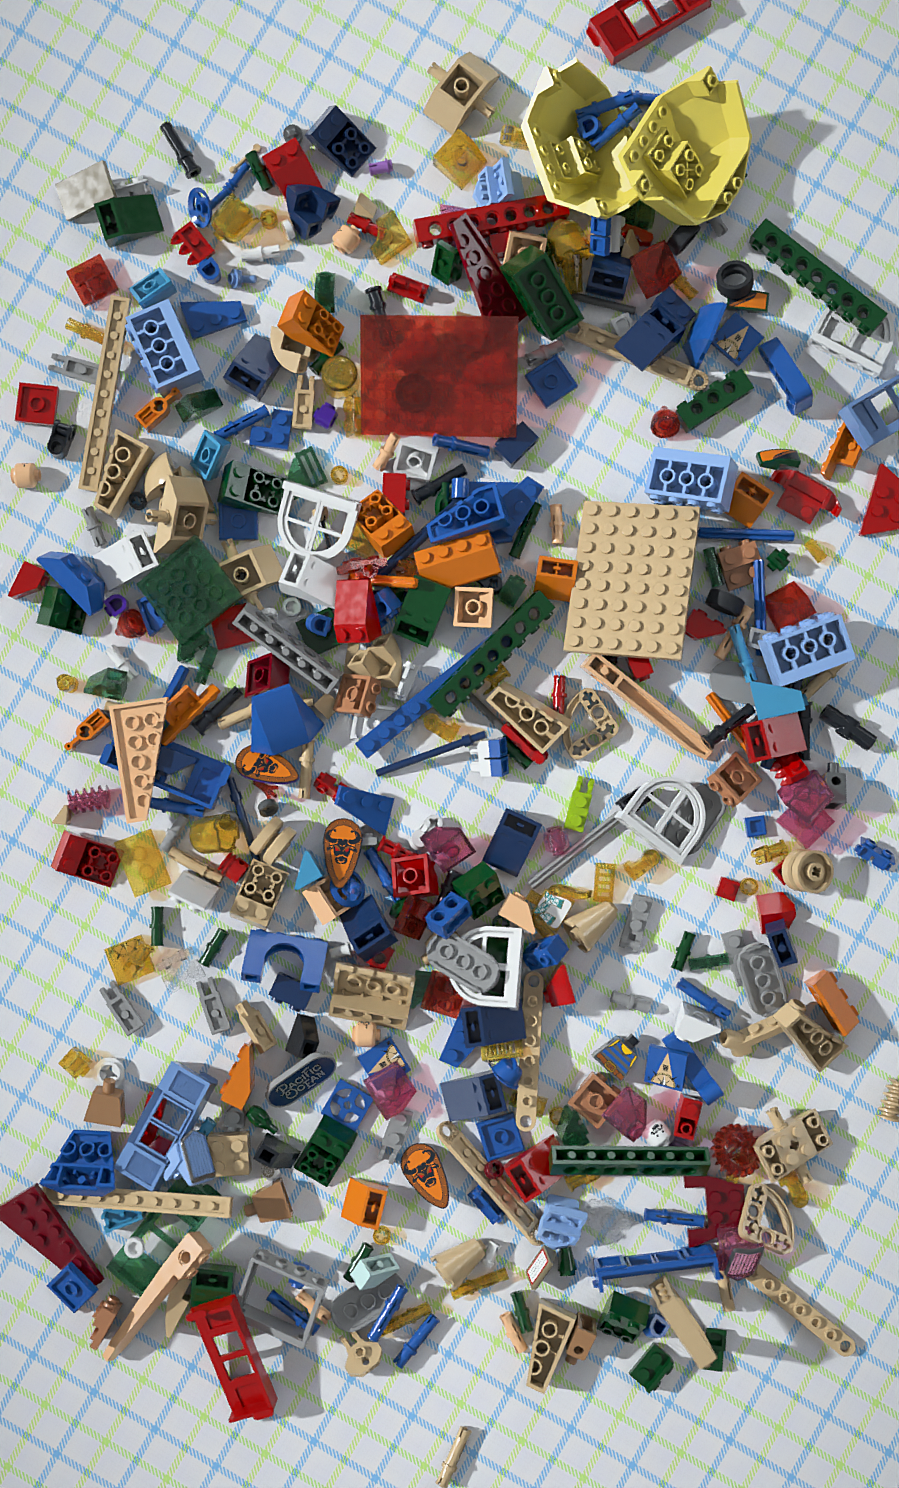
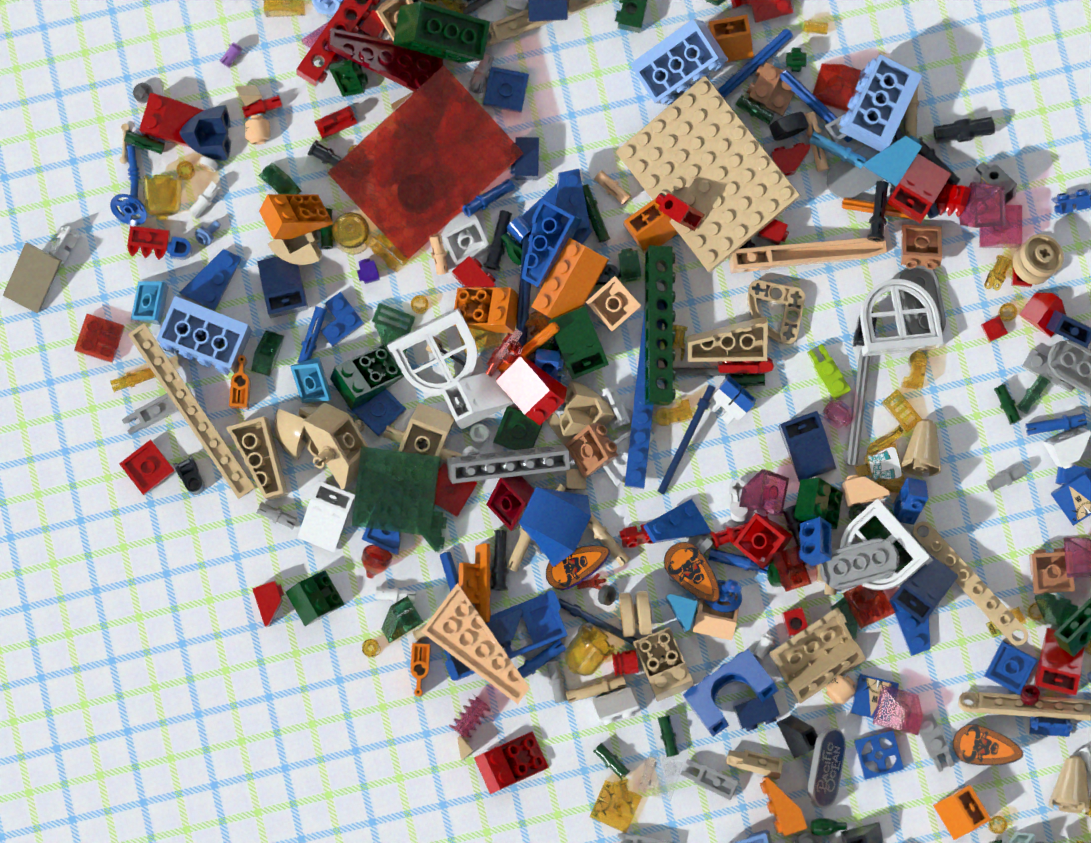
camera: 40 degrees left, 5 degrees down
(25, 475) = (190, 527): light nougat head -> none
(76, 579) = (302, 565): blue wedge -> none
(116, 605) = (350, 556): dark purple plate -> none
(128, 218) = (83, 267): dark green slope -> none
(135, 506) = (293, 471): black bush -> none
(142, 863) = (555, 725): clear yellow tile -> none
(184, 157) = (78, 184): black pin -> none
(206, 665) = (459, 535): clear green axle -> none
(303, 405) = (344, 279): tan hinge -> none
(318, 624) = (513, 425): blue plate -> none
(325, 1150) = (896, 803): dark green slope -> none
(340, 140) = (182, 63): dark blue slope -> none
(367, 929) = (767, 609): dark blue slope -> none
(390, 238) = (289, 98): clear yellow tile -> none
(473, 1096) = (962, 656): dark blue slope -> none
(489, 1052) = (946, 618): clear yellow slope -> none
(507, 1072) = (970, 611): blue piece -> none
(558, 987) = (945, 516): red slope -> none
(559, 694) = (735, 307): red pin -> none
(584, 586) = (679, 210): none -> red torso
(617, 1056) = (1036, 525): torso -> none
(636, 922) = (953, 416): light grey plate -> none
(665, 423) = (618, 40): clear red helmet -> none
(755, 826) = (969, 264): blue tile -> none

